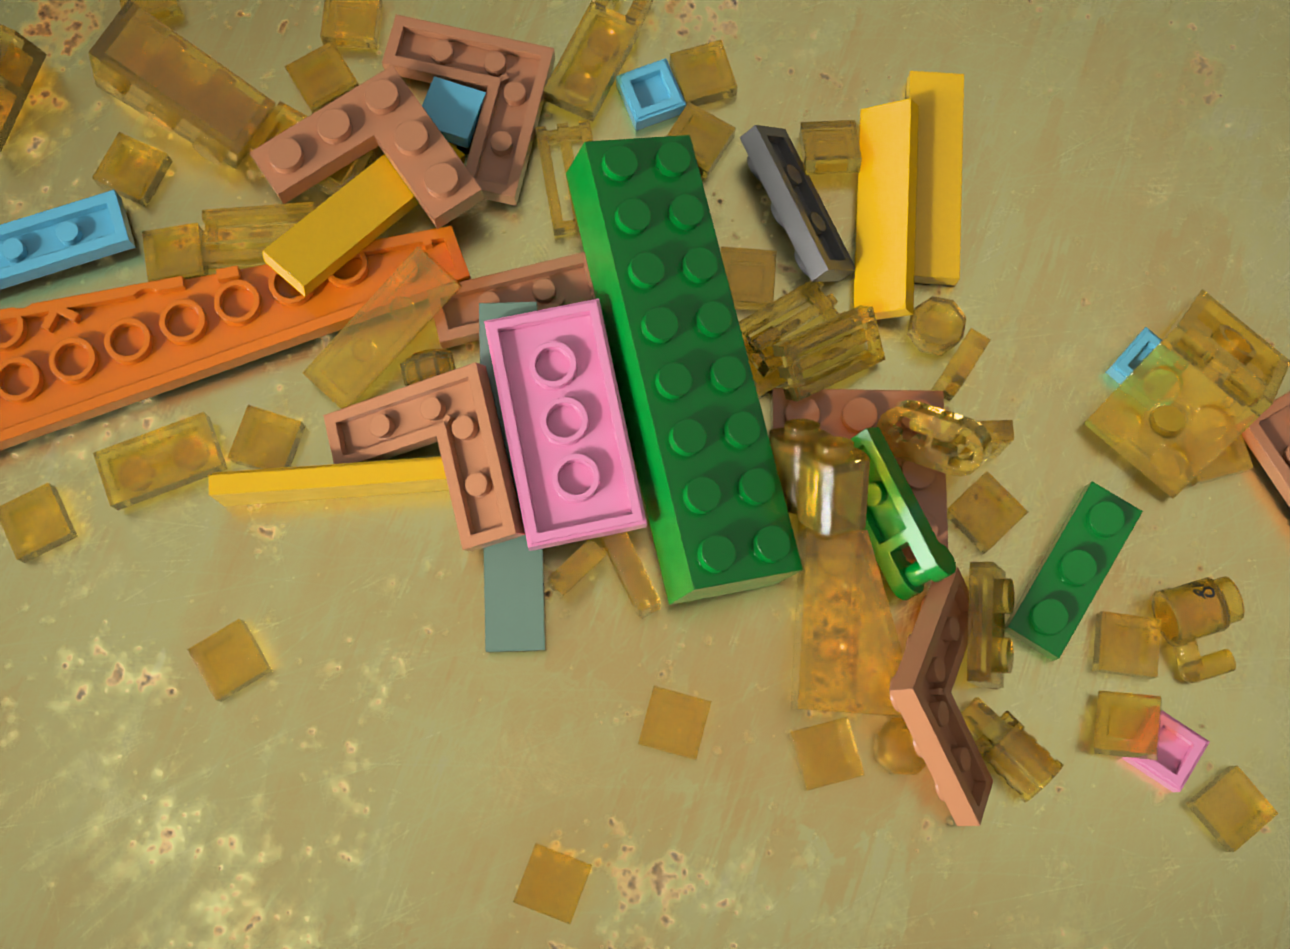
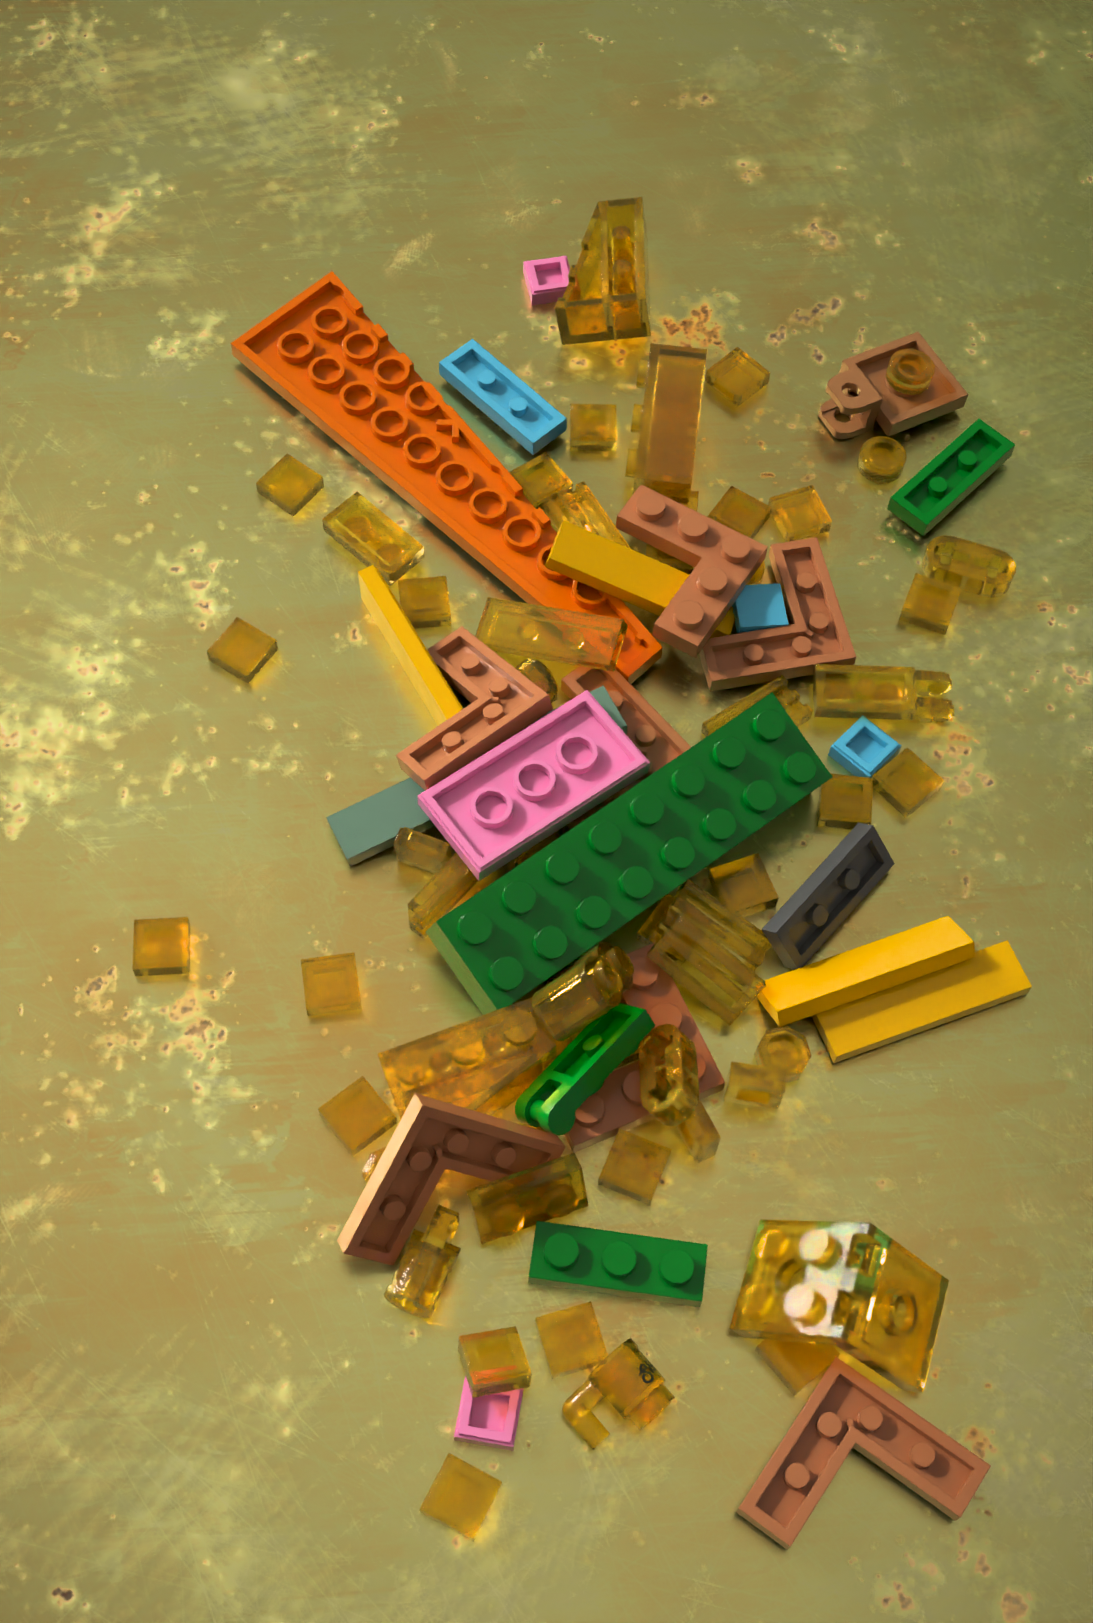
camera: 65 degrees right, 15 degrees down
(830, 147) = (897, 903): clear yellow tile -> none

